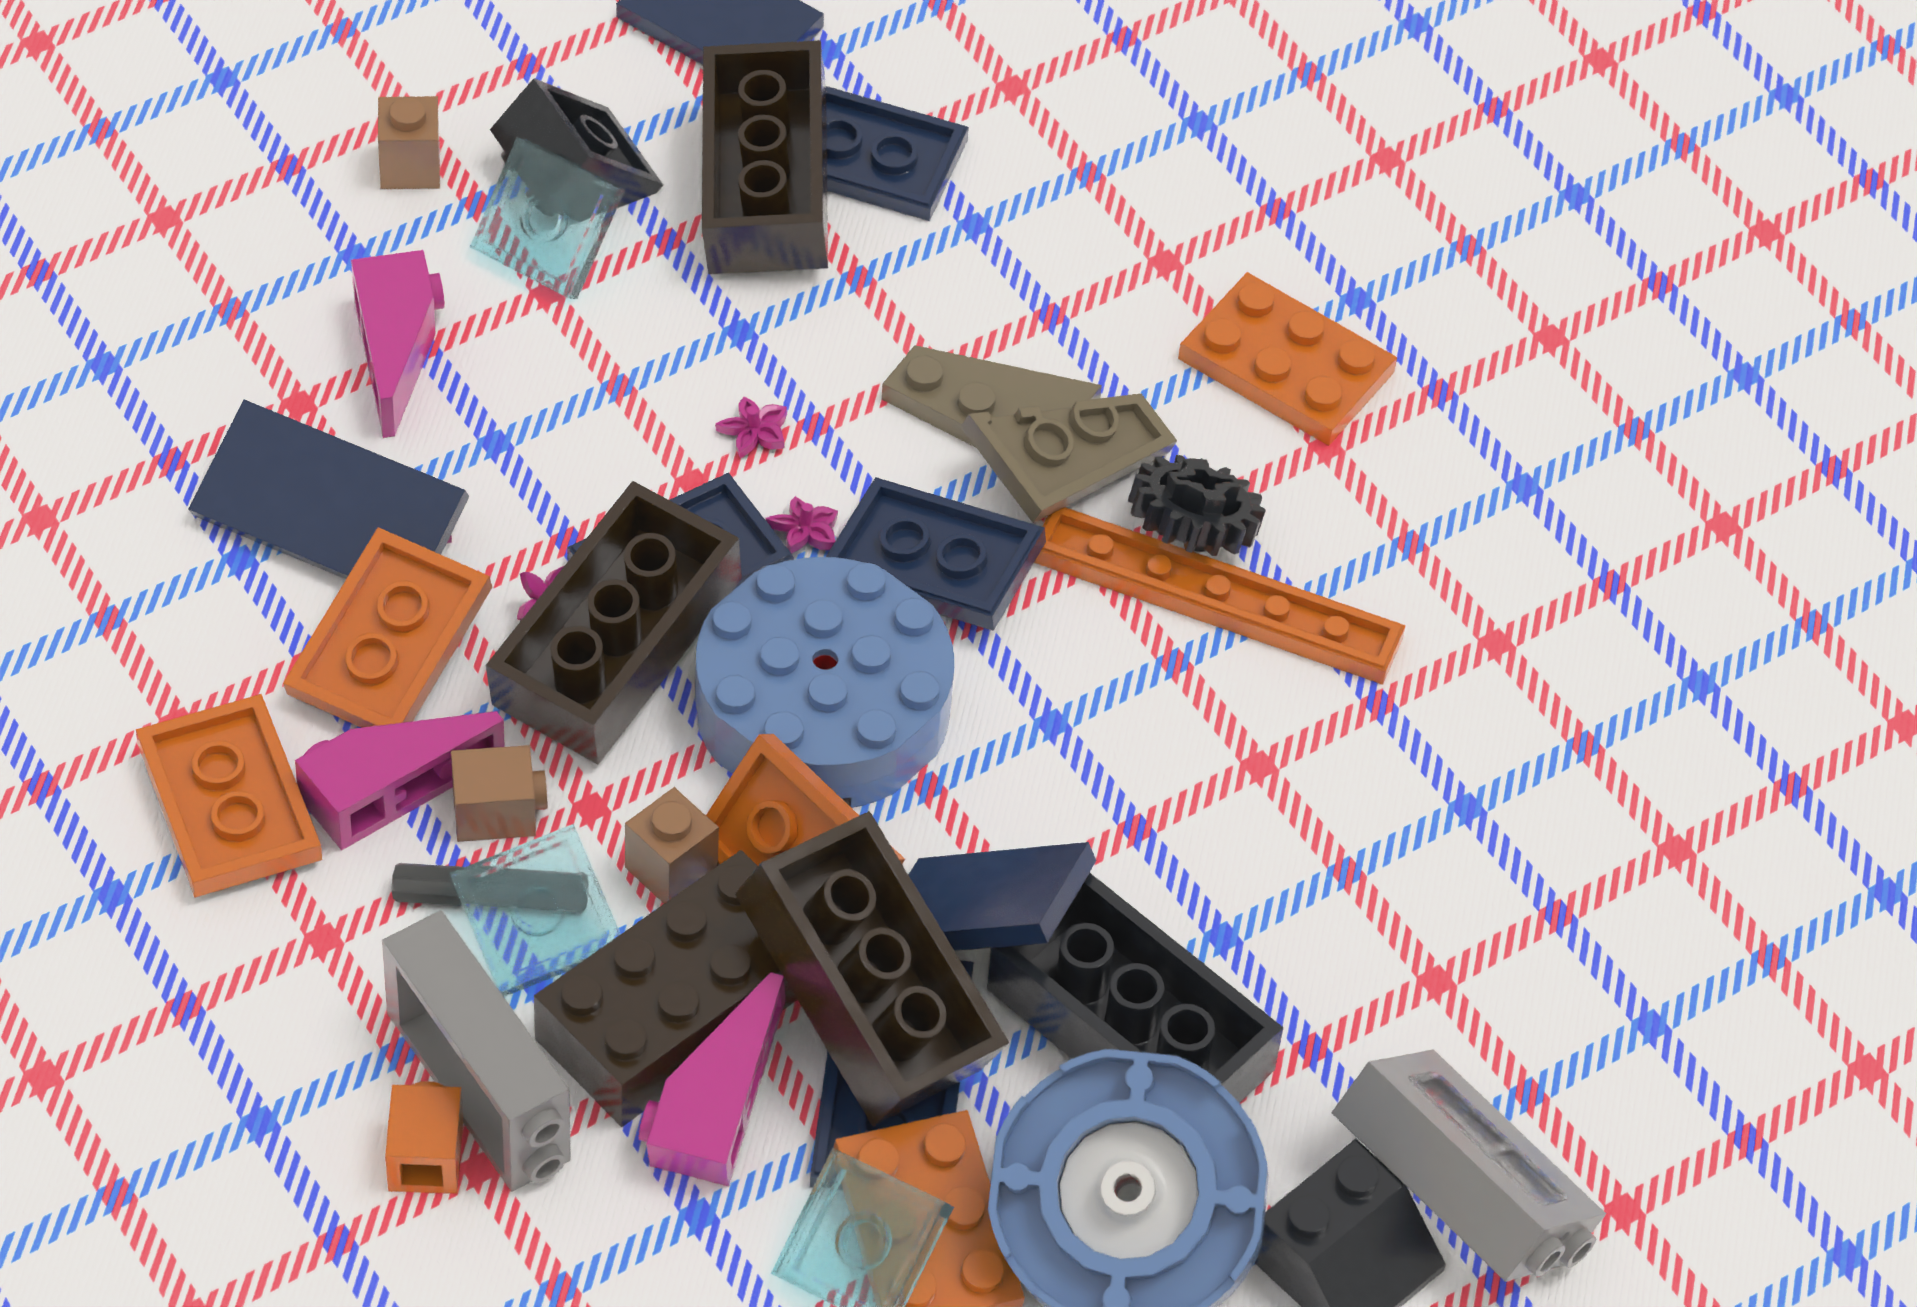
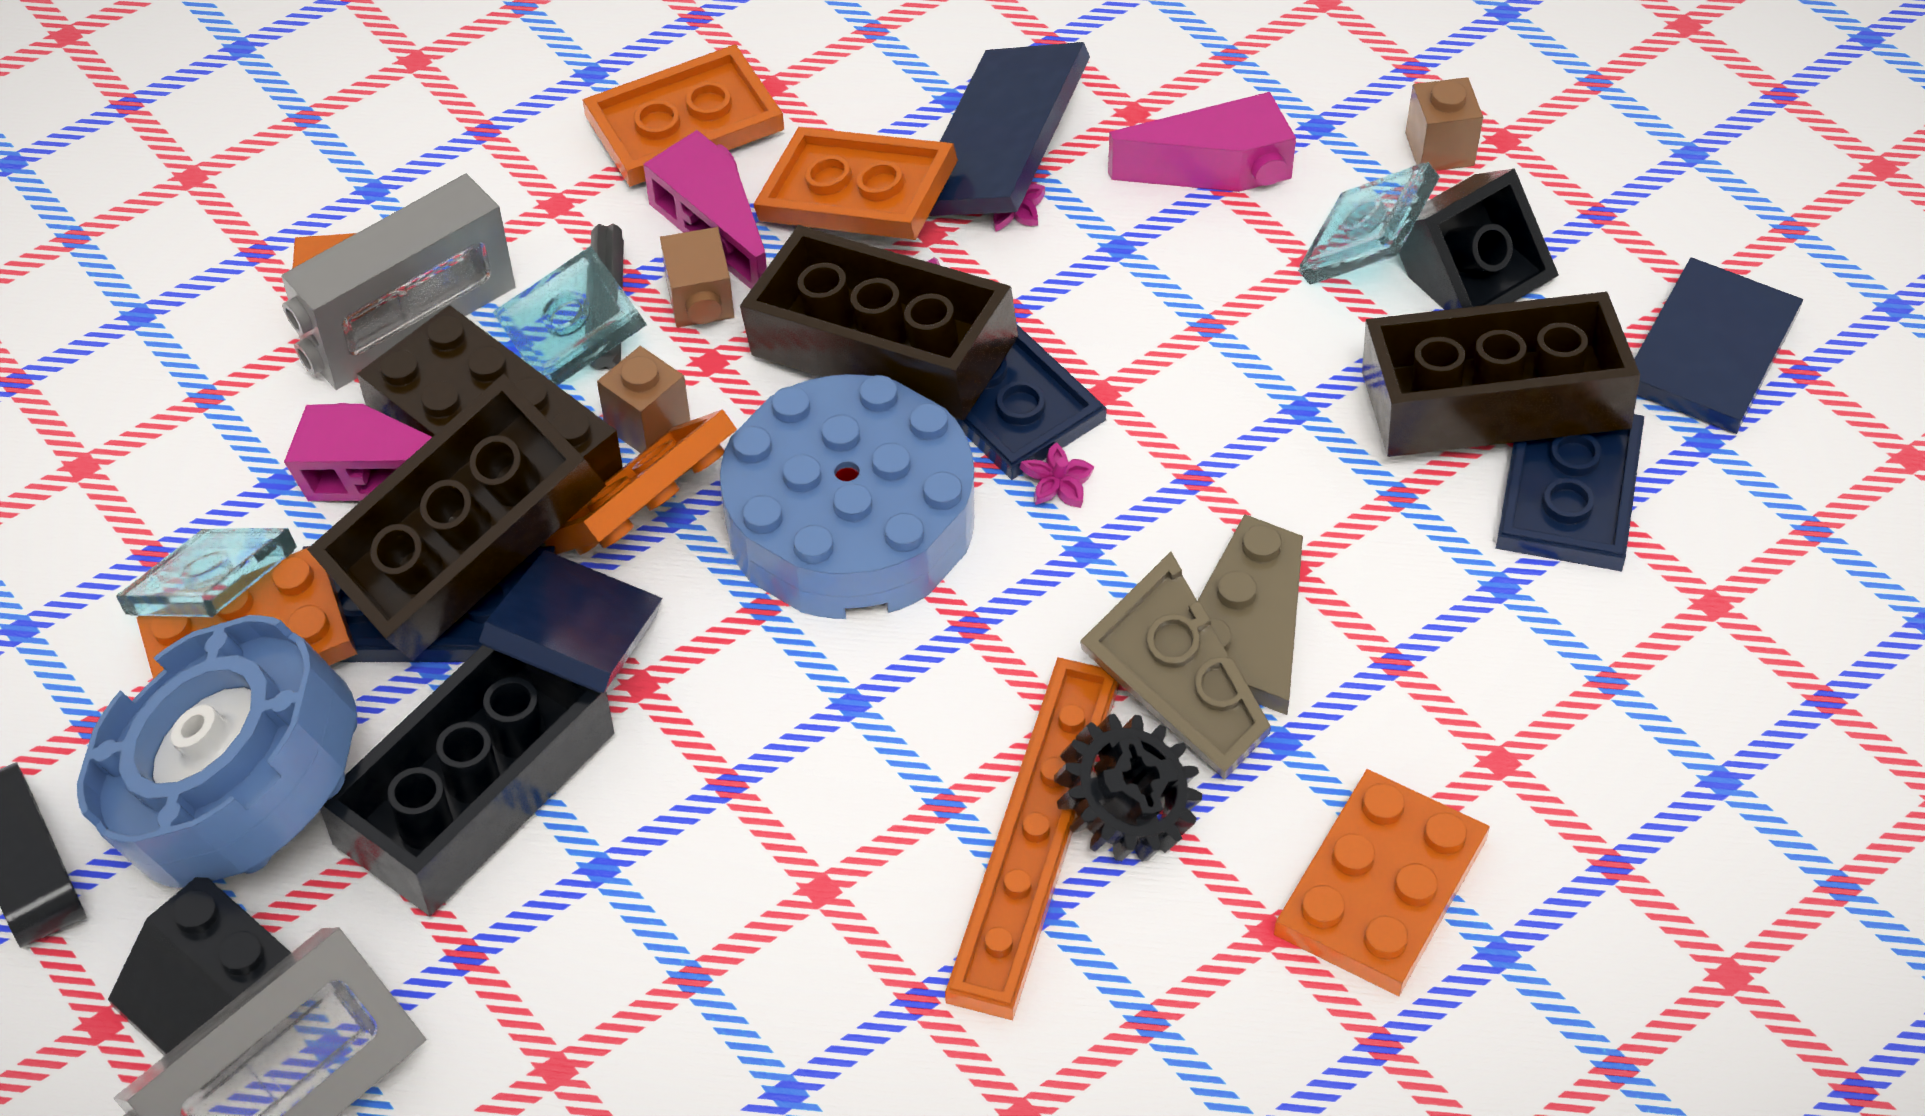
camera: 90 degrees right, 0 degrees up
(755, 426) = (1176, 427): dark pink plant -> none
(942, 549) = (1033, 576): dark blue tile -> none

